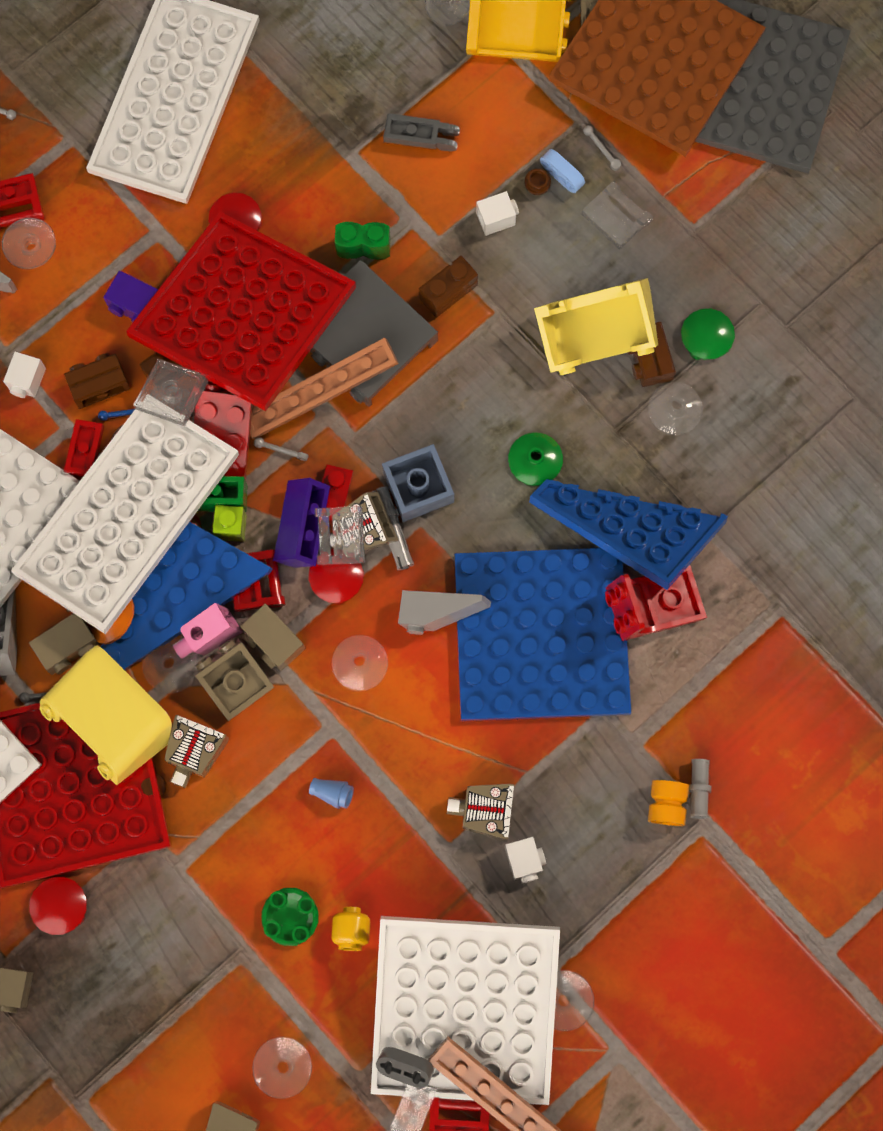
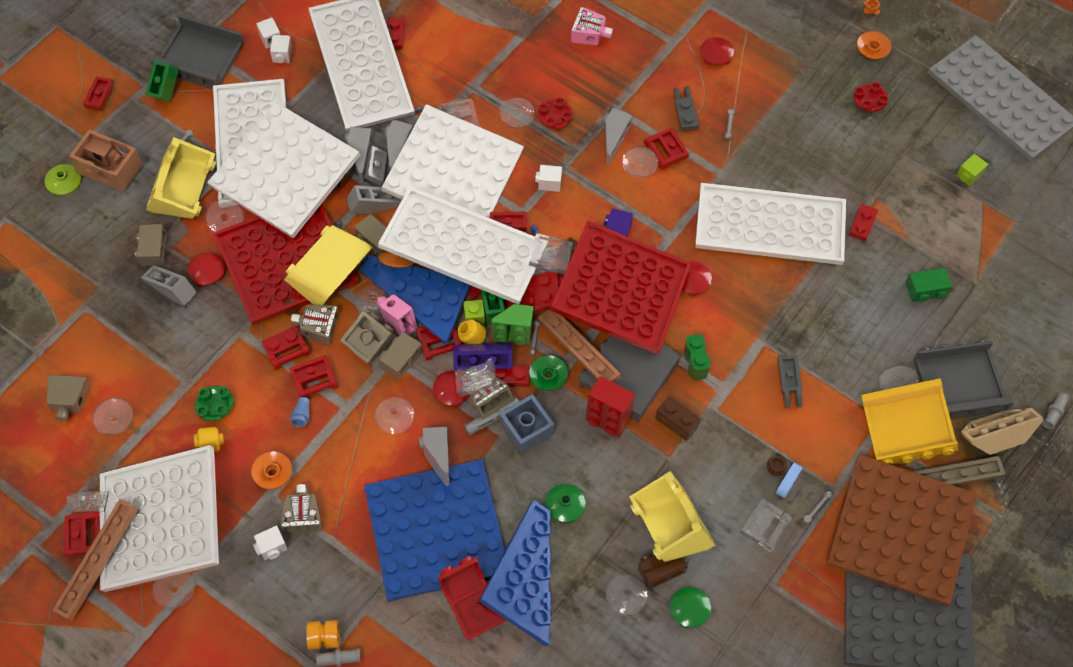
camera: 75 degrees right, 15 degrees down
(74, 965) = (169, 284): none -> light grey slope
(96, 380) = (555, 218): reddish brown brick -> none
(211, 803) = (285, 342): none -> red plate
(261, 531) = (471, 332): none -> yellow head
(266, 465) = (513, 325): none -> bright green slope
(270, 771) = (312, 371): none -> red plate
(340, 428) = (548, 365): none -> green dish
(405, 1067) = (115, 485): dark grey beam -> none
(413, 828) = (271, 462): none -> orange dish
(424, 365) = (609, 407): none -> red brick
(496, 213) = (743, 441): white brick -> none

